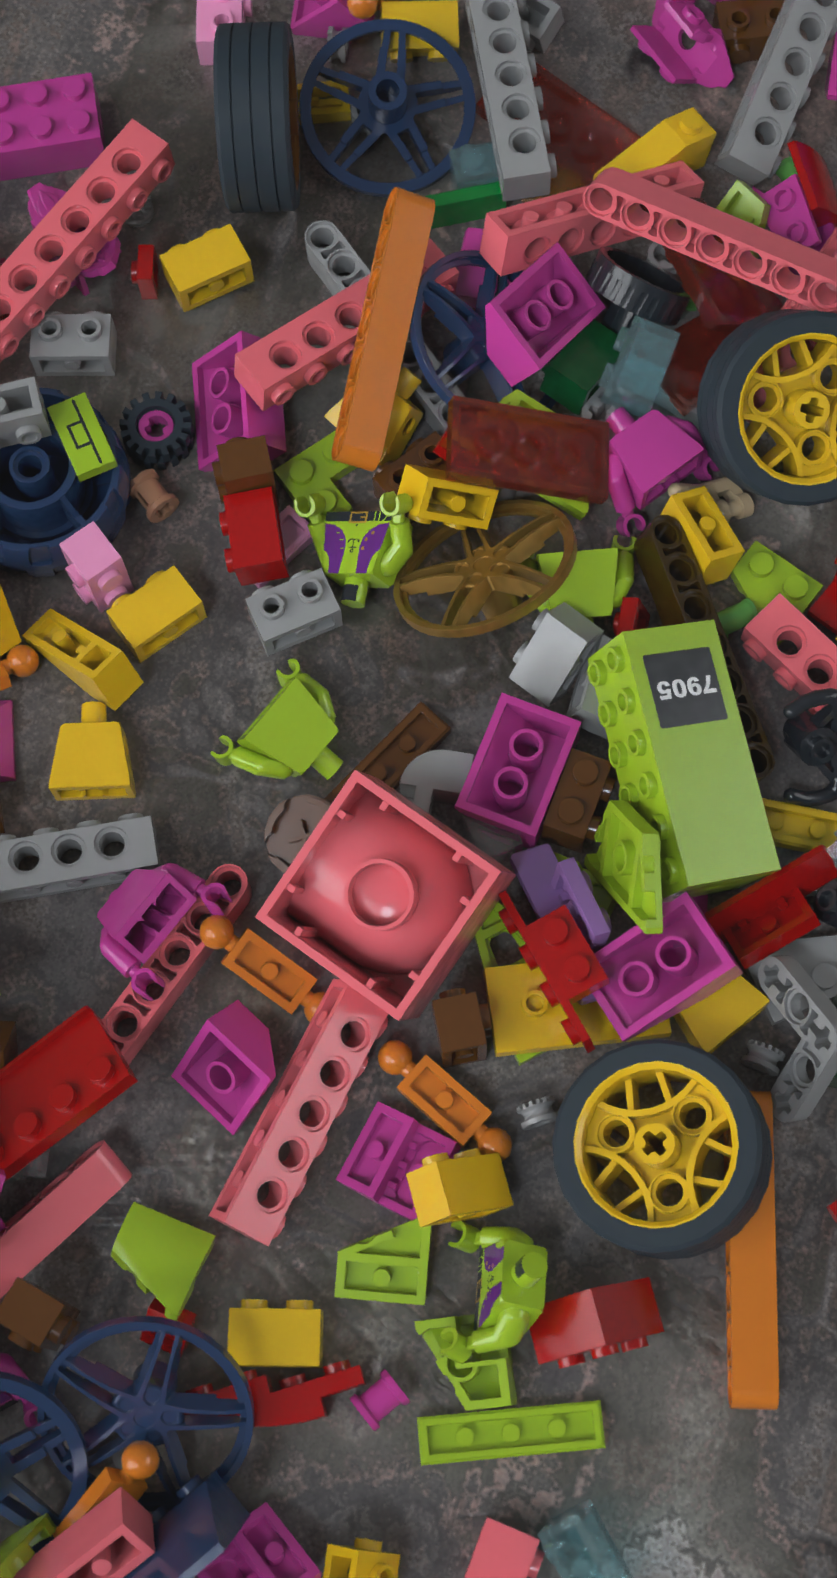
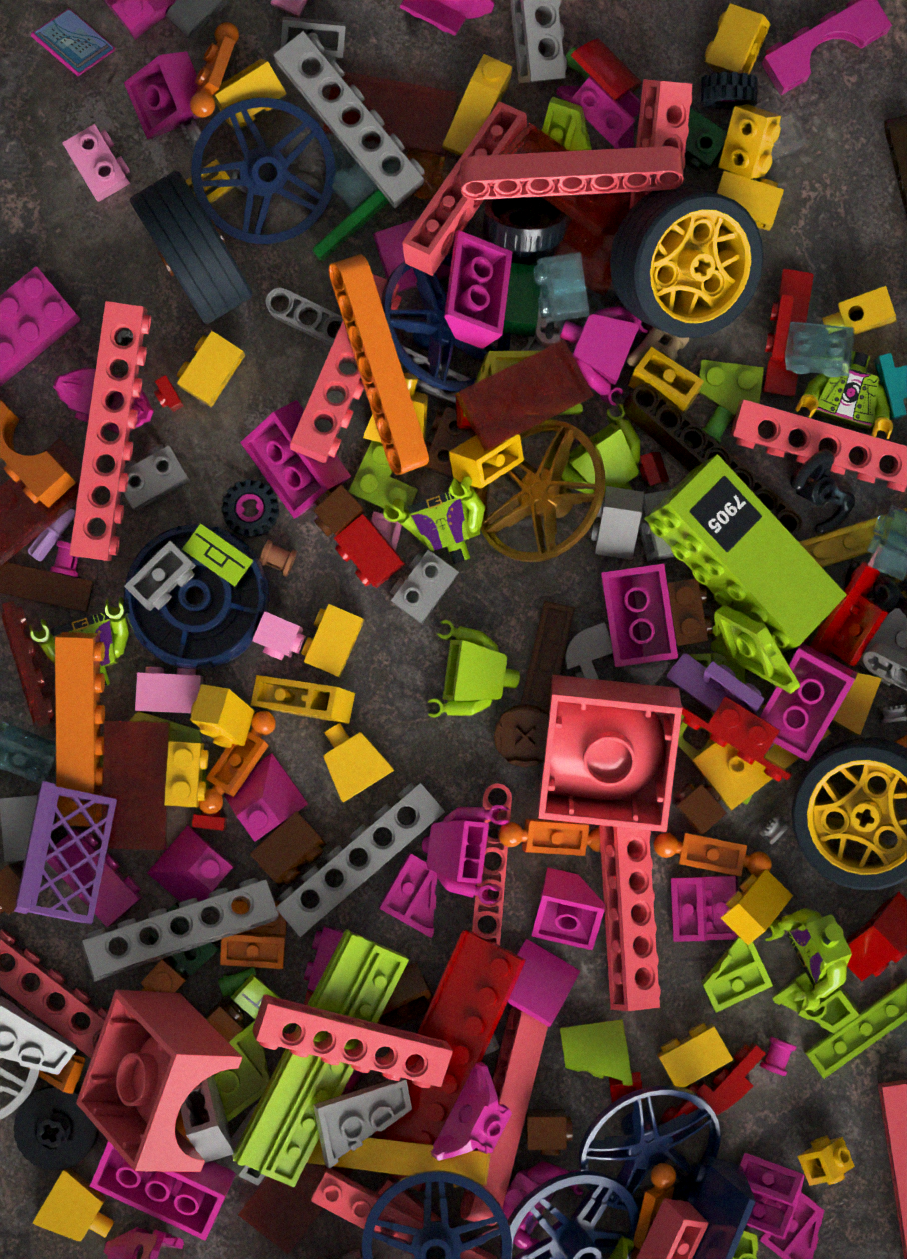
camera: 30 degrees left, 15 degrees up
(62, 946) = (412, 895): none -> dark pink wing
(143, 1132) = (542, 983): none -> dark pink slope

